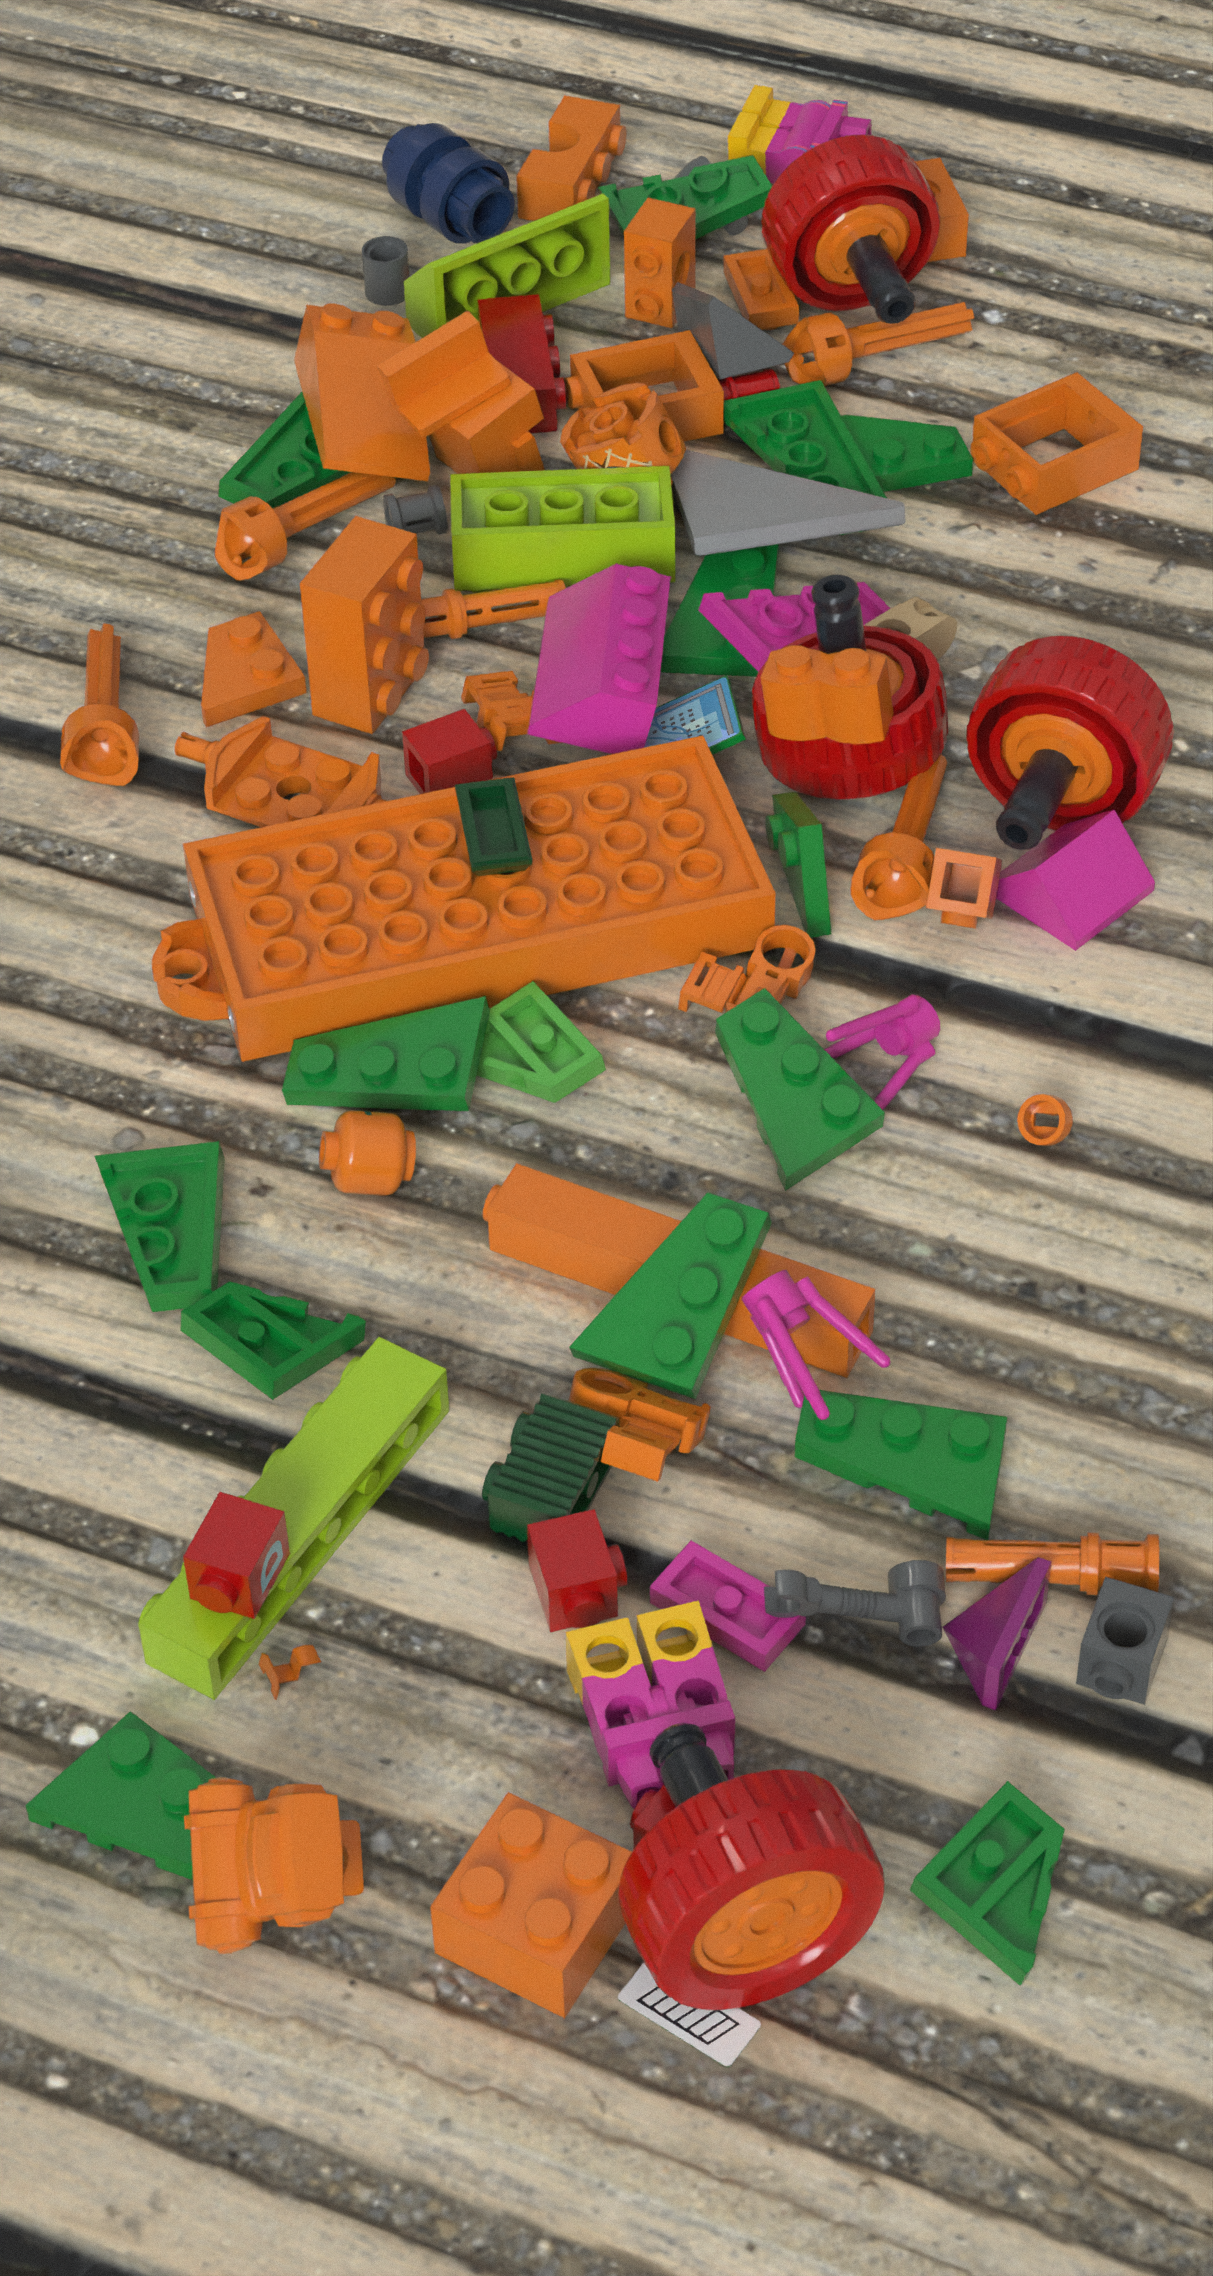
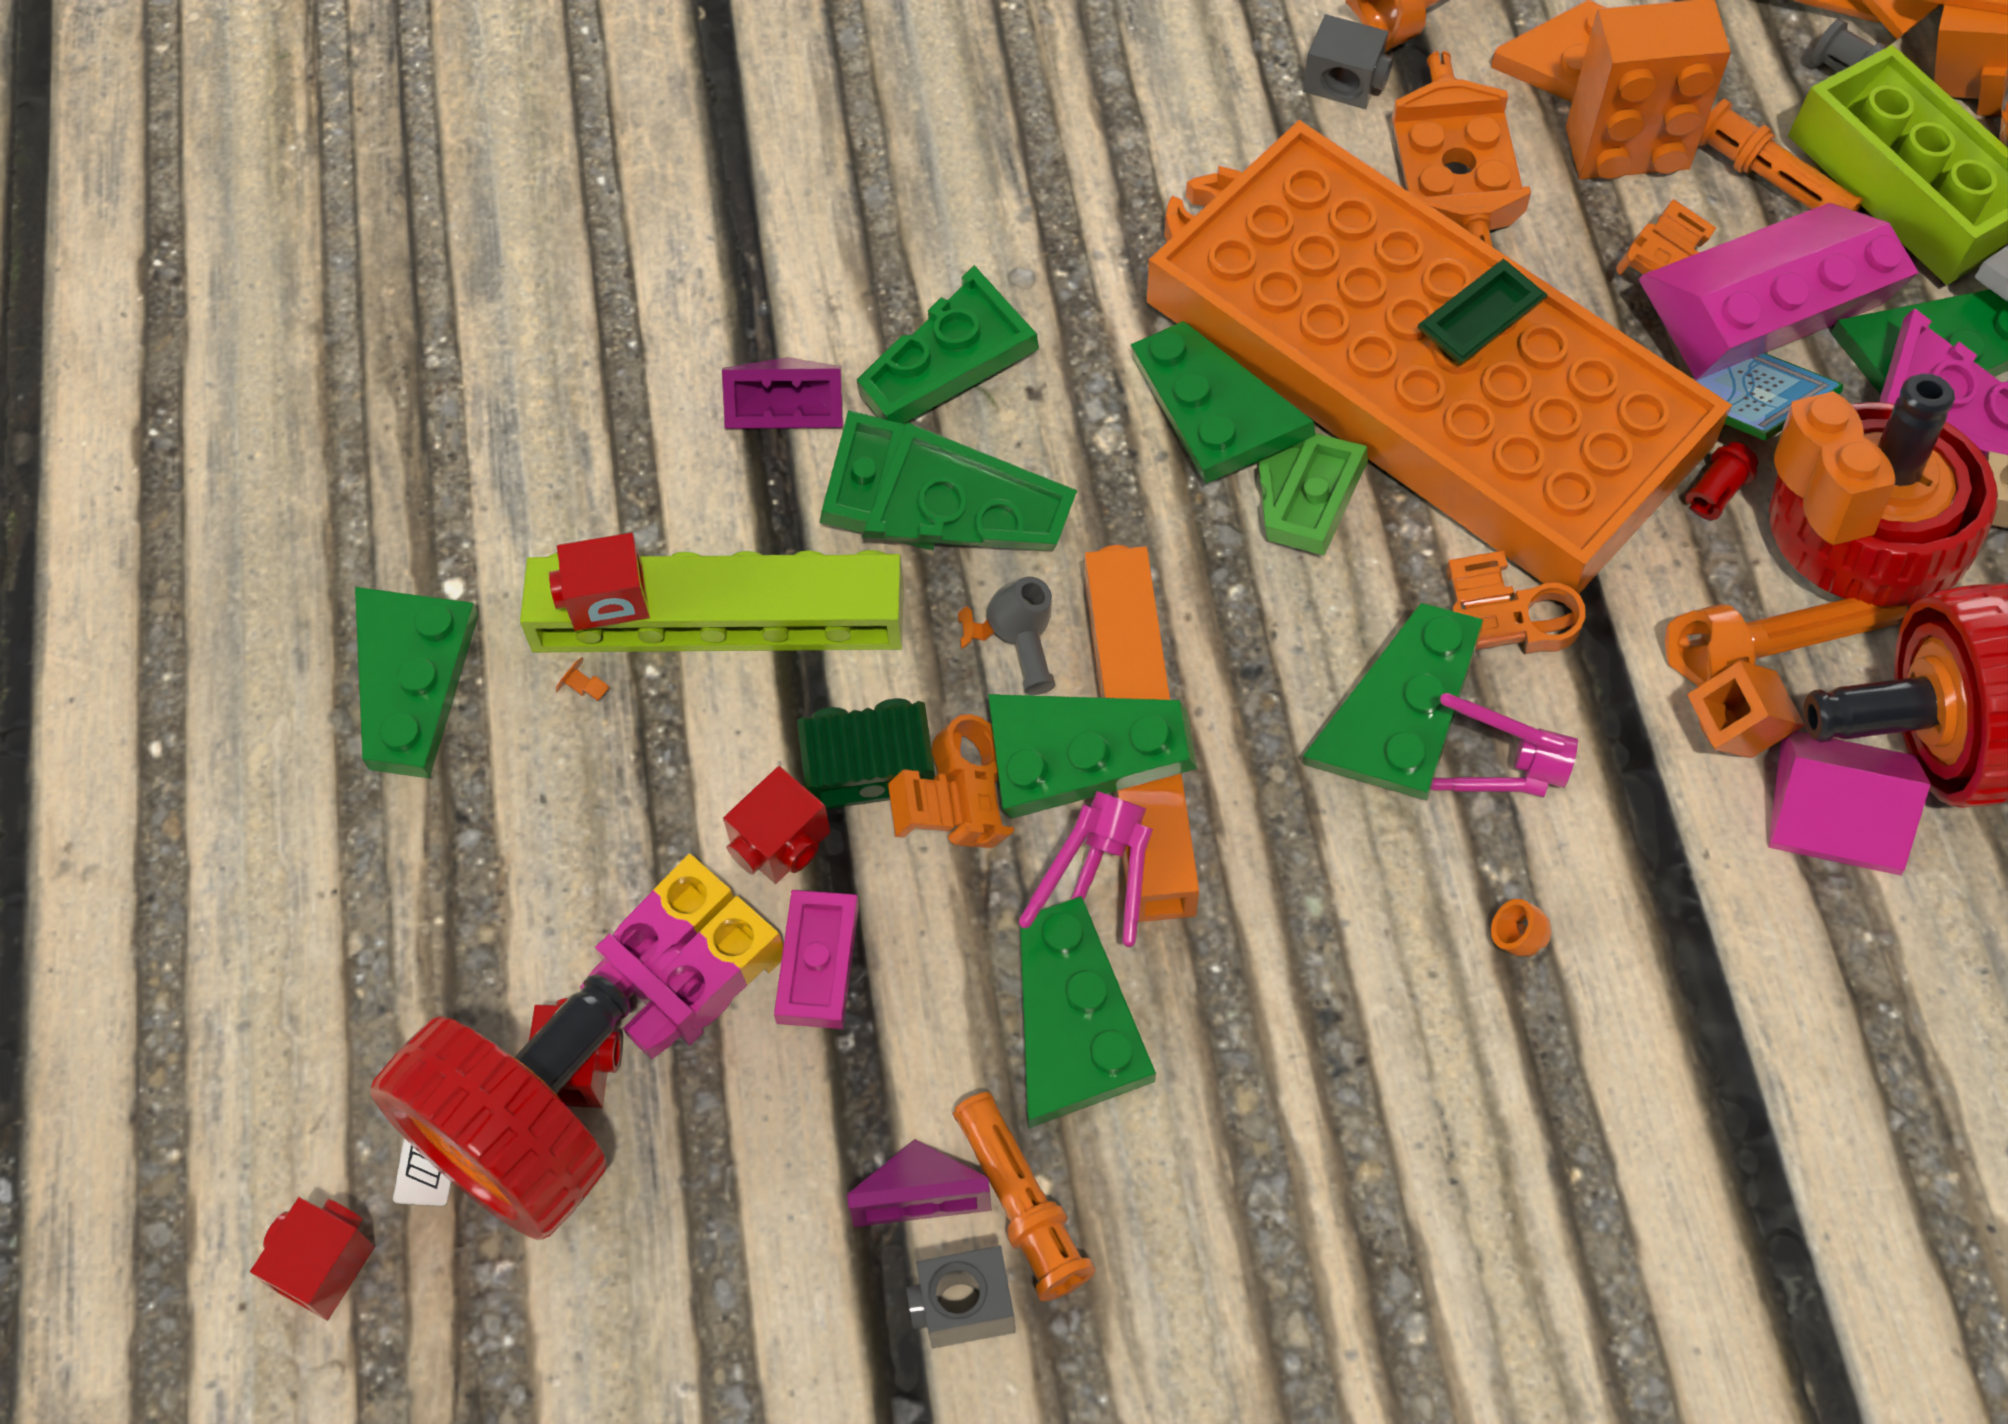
camera: 60 degrees right, 15 degrees up
(108, 1360) = (783, 394): none -> magenta slope
(124, 802) = (1347, 62): none -> dark grey brick
(267, 1860) = (356, 767): orange piece -> none
(347, 1272) = (965, 498): none -> green wing
(368, 1153) = (1101, 439): orange head -> none
(448, 753) = (1580, 243): red brick -> none
(476, 1341) = (973, 629): none -> orange piece
(495, 1298) = (1023, 625): none -> dark grey bar
(532, 1905) = (439, 962): orange brick -> none
(741, 783) = (1730, 469): none -> red pin
(753, 2139) = (313, 1255): none -> red brick
(800, 846) = (1673, 561): green wing -> none
(912, 1600) = (904, 1101): dark grey brick -> none
(996, 1879) = (662, 1318): green wing -> none

